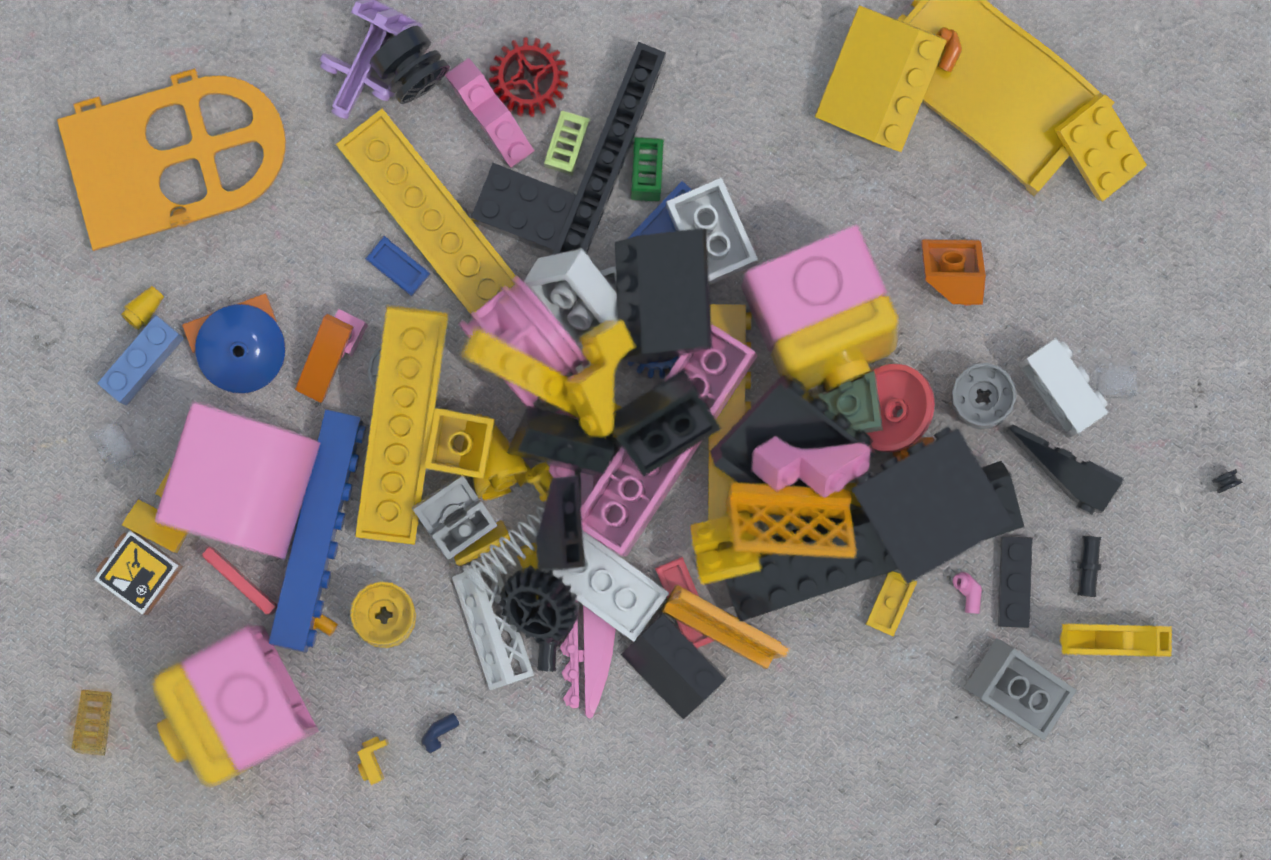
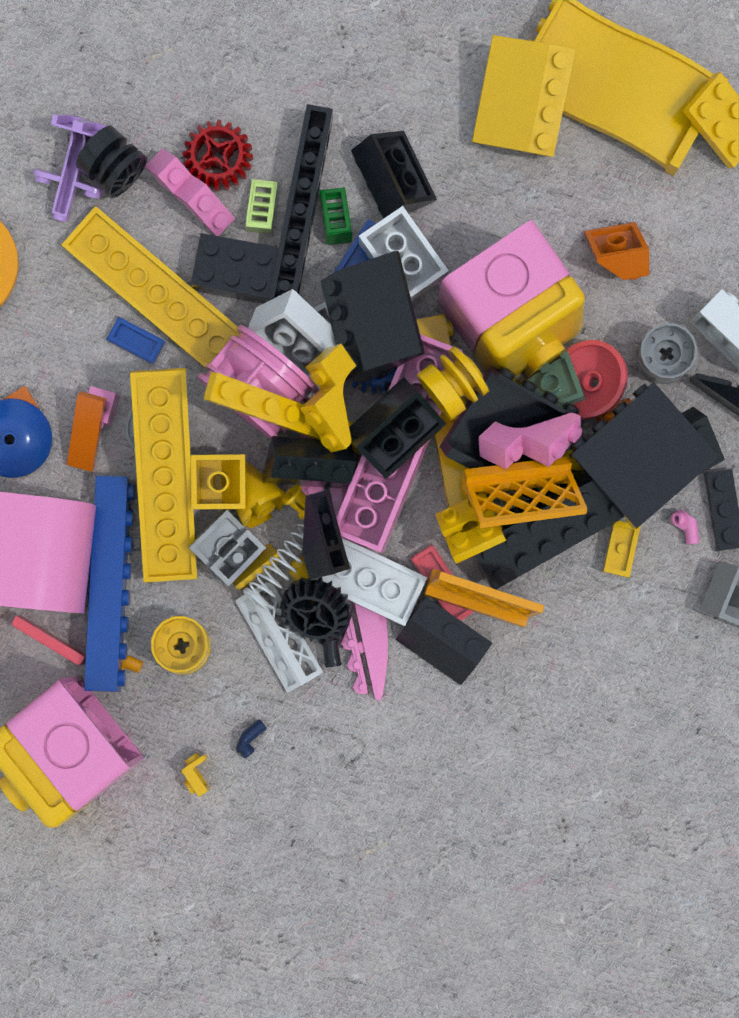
camera: 15 degrees left, 0 degrees up
(720, 135) = (393, 172): none -> black slope
(736, 387) = (453, 382): none -> yellow wheel
(952, 49) = (579, 63): orange arm -> none

